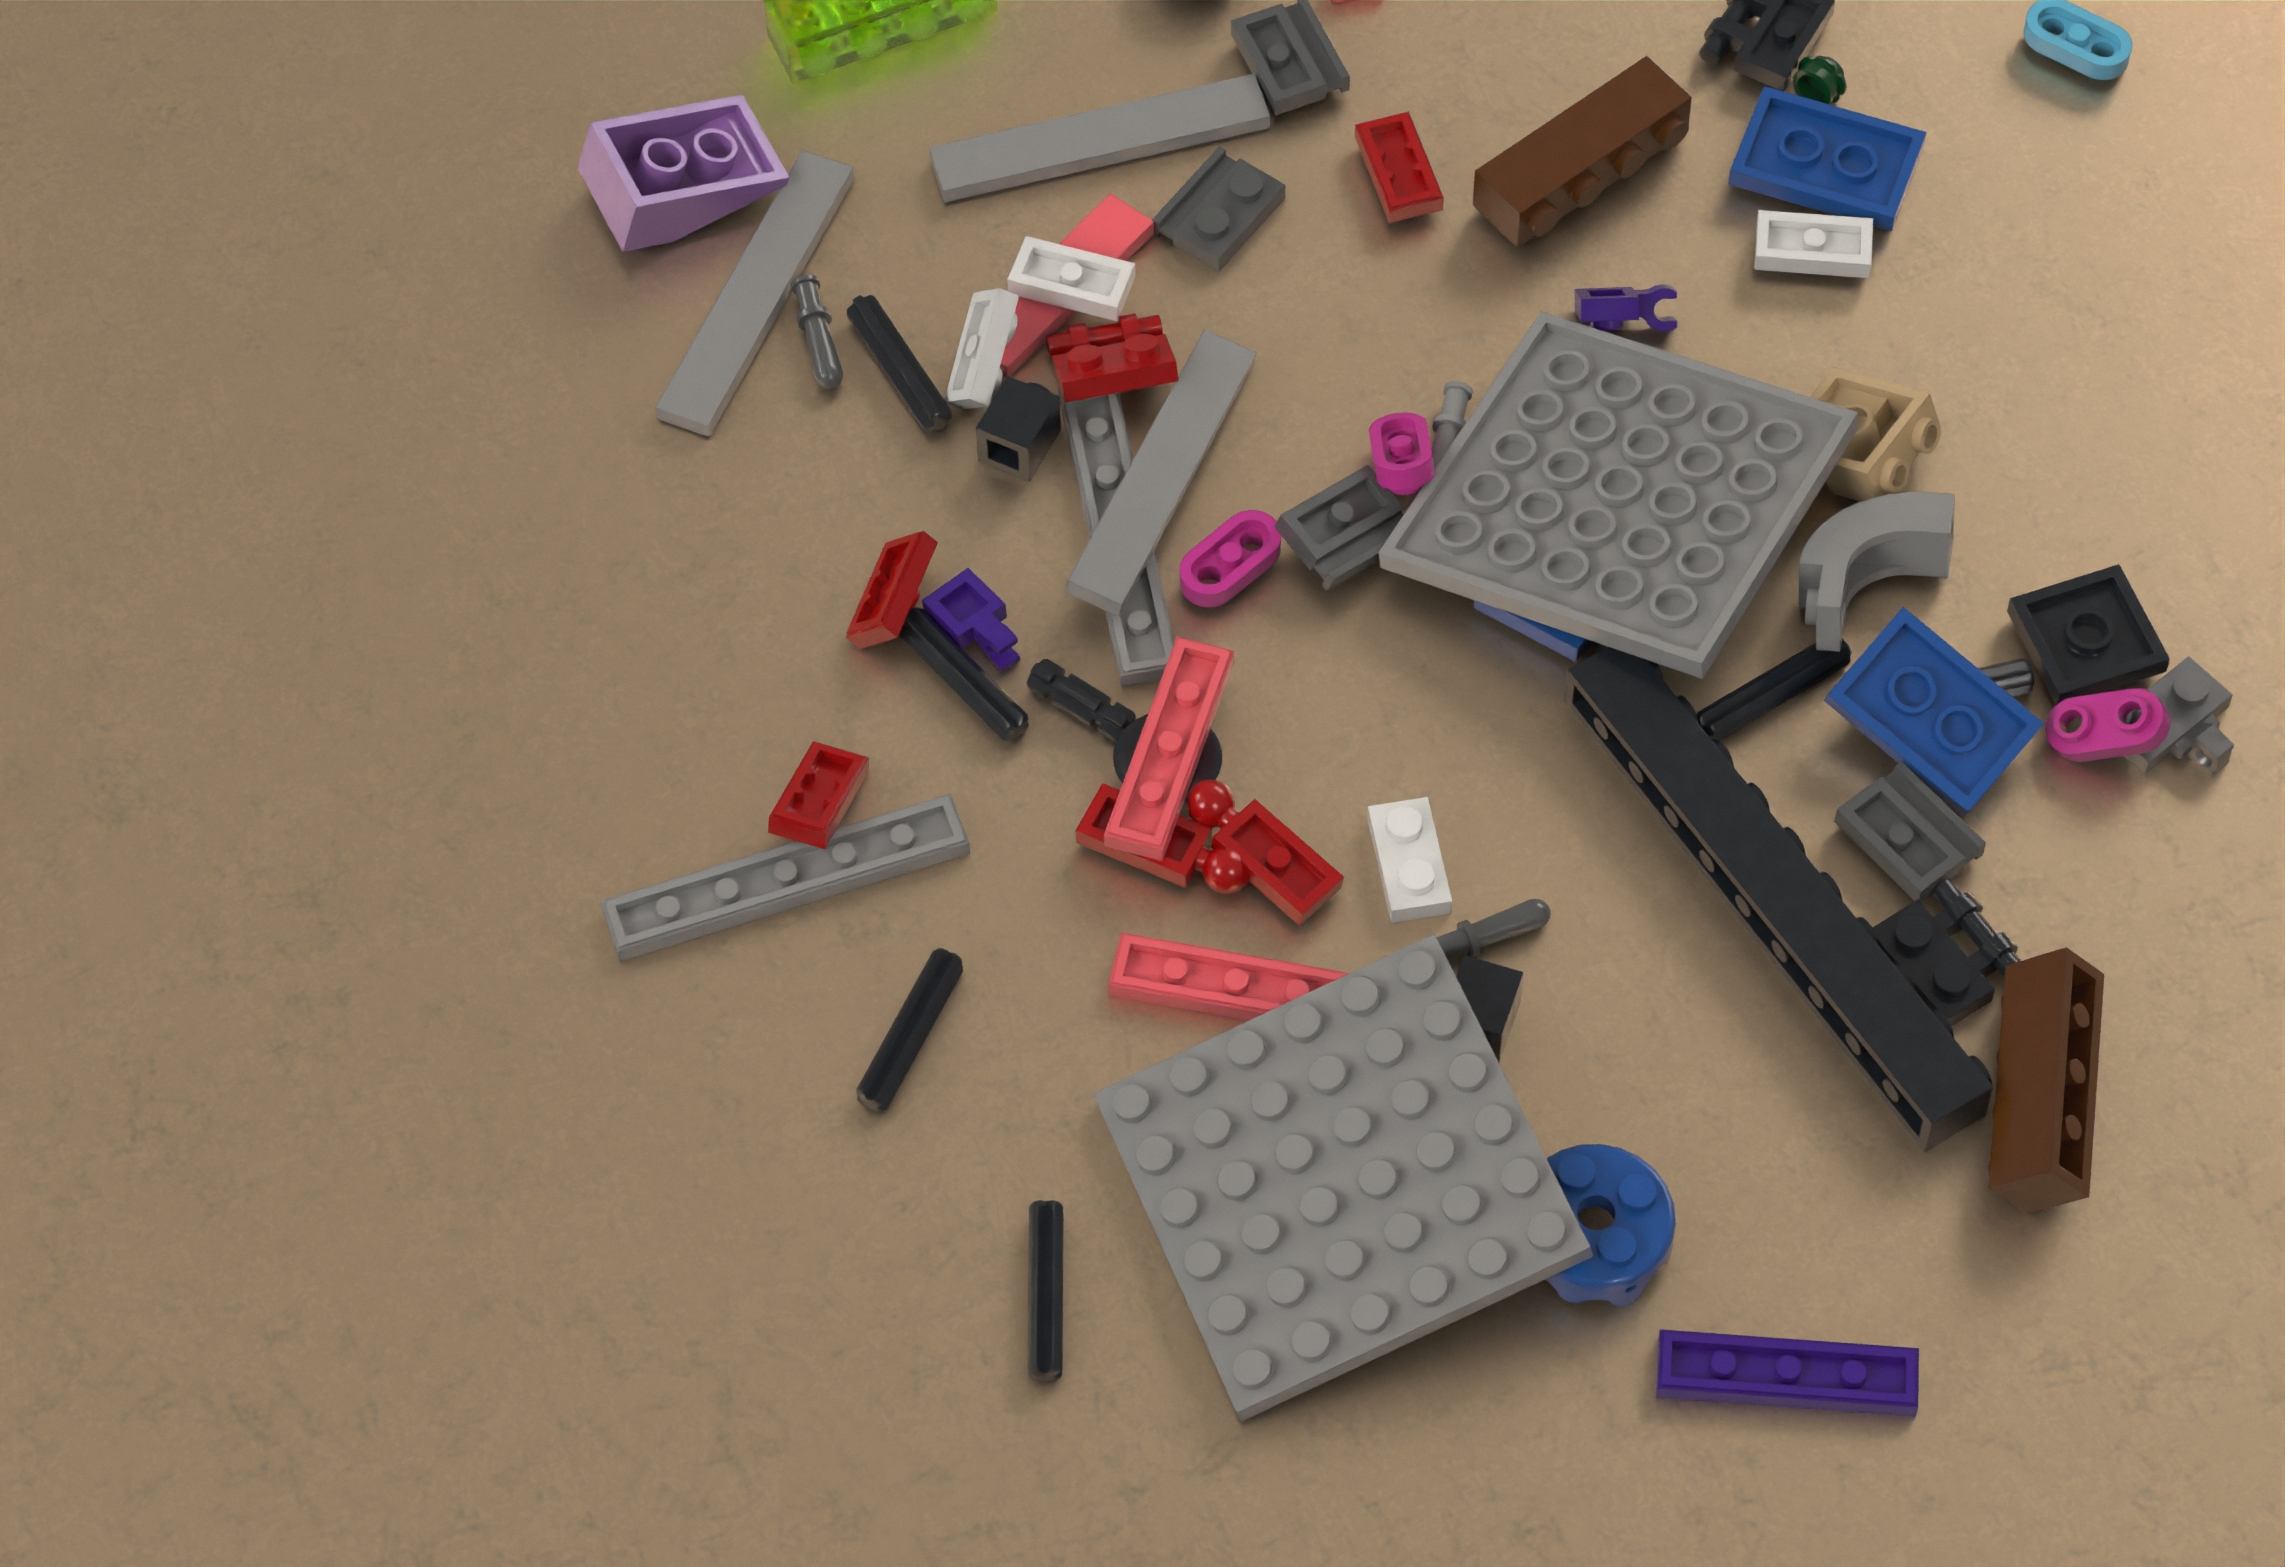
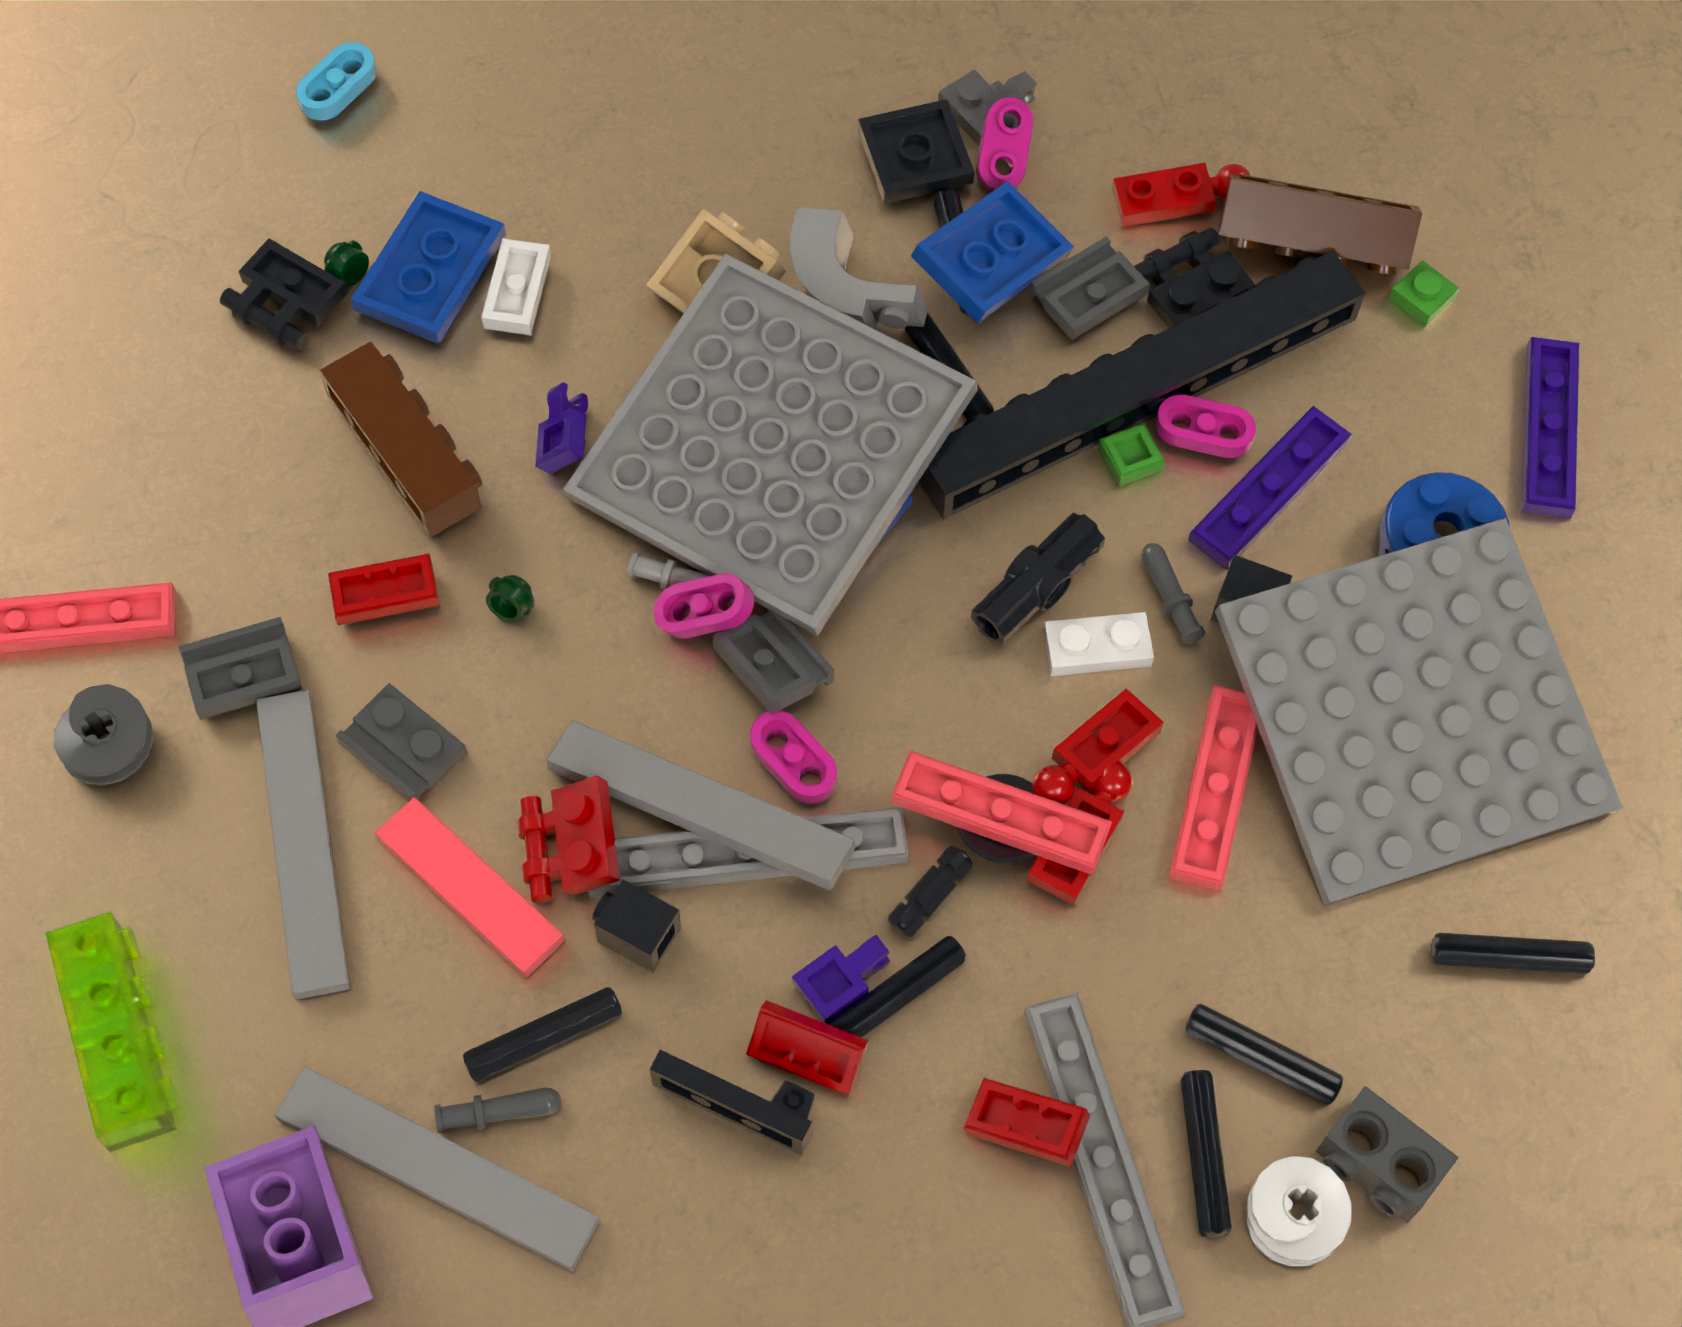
camera: 90 degrees left, 5 degrees up
(728, 1051) = (1318, 1231): none -> white piece
(794, 972) = (1206, 1154): none -> black axle
(806, 1146) = (1394, 1143): none -> dark grey brick
(812, 569) = (780, 1120): none -> black hinge
(986, 332) = (554, 948): white plate -> none
(1071, 278) = (482, 864): white plate -> none
(1402, 281) = (510, 598): none -> dark green plate
(1484, 787) = (1037, 578): none -> black piece
(1652, 1044) = (1269, 487): none -> dark purple tile
(1676, 890) = (1131, 455): none -> bright green tile
(1722, 967) = (1205, 424): none -> dark pink plate
(1973, 1226) = (1423, 293): none -> bright green plate
(2078, 919) = (1170, 193): none -> red plate

